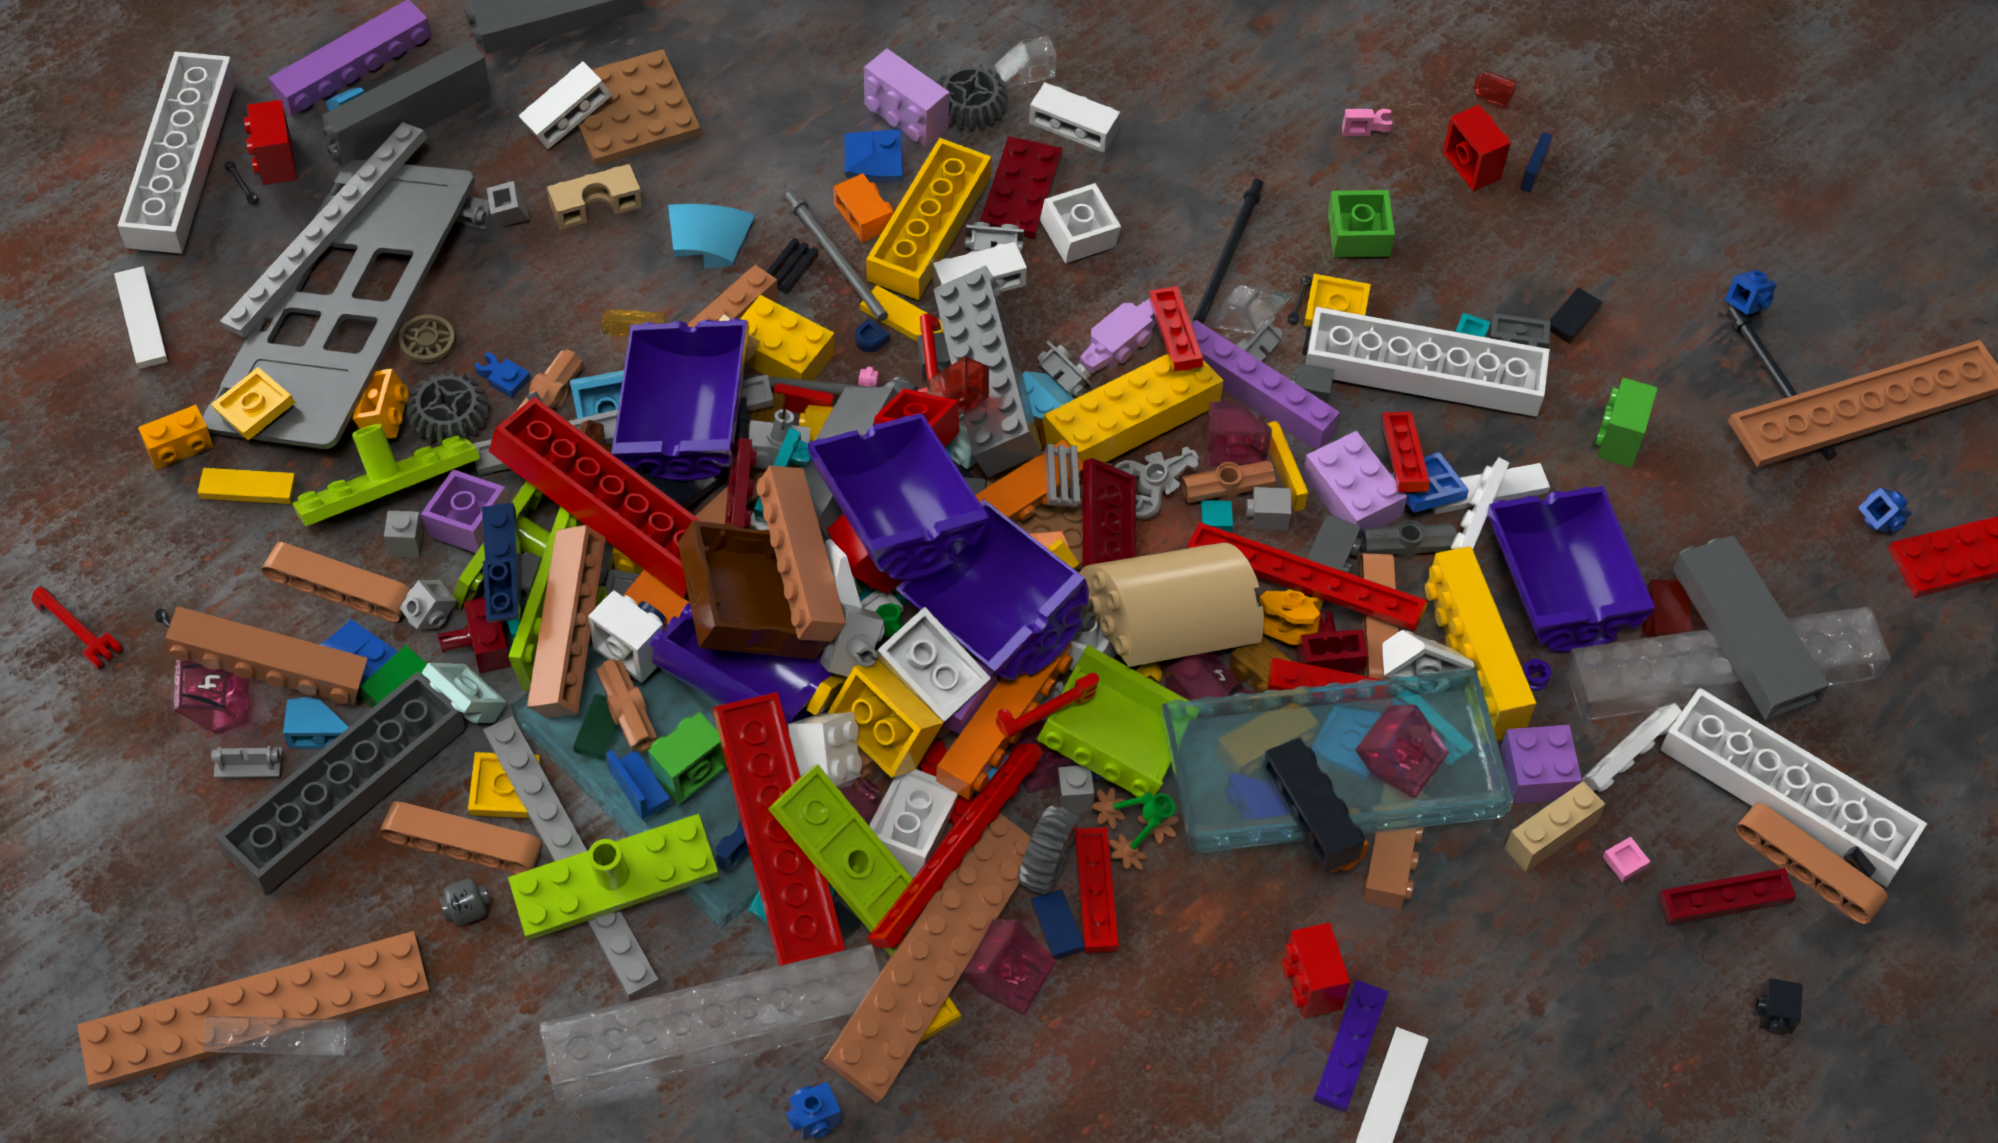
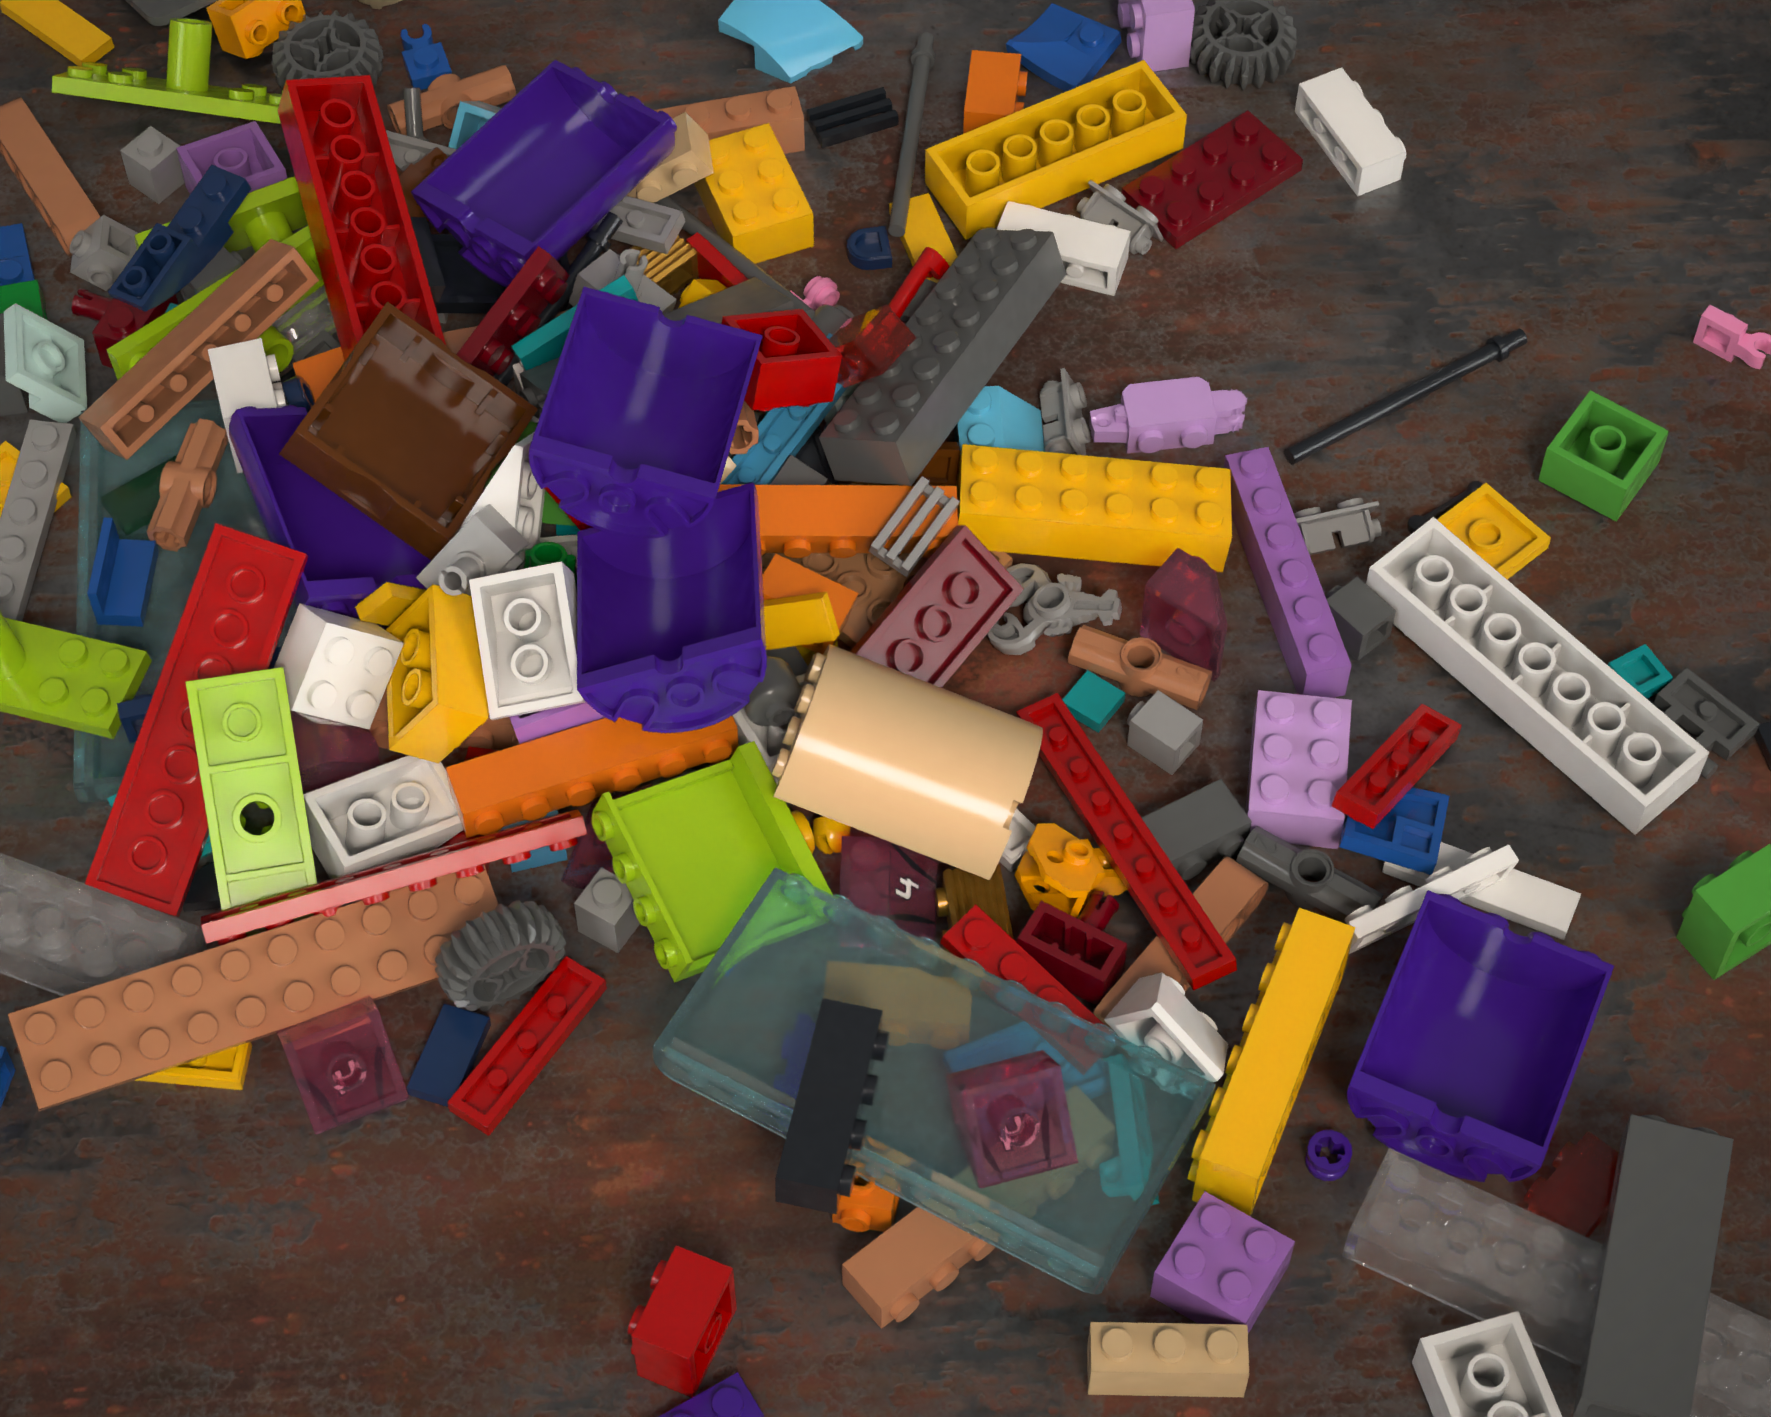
camera: 40 degrees right, 0 degrees up
(619, 320) = (606, 68): clear yellow slope -> none
(687, 757) = (163, 574): bright green brick -> none
(800, 554) = (489, 422): nougat brick -> none
(1028, 62) = (1351, 38): clear slope -> none
(1080, 223) = (1235, 255): white brick -> none
(1082, 692) = (696, 787): red hinge -> none
(1156, 815) = (656, 992): plant -> none
(1176, 329) = (1222, 439): red plate -> none
(1248, 309) = (1355, 471): clear slope -> none
(1287, 467) = (1232, 693): yellow tile -> none
(1636, 742) = (1342, 1335): white plate -> none

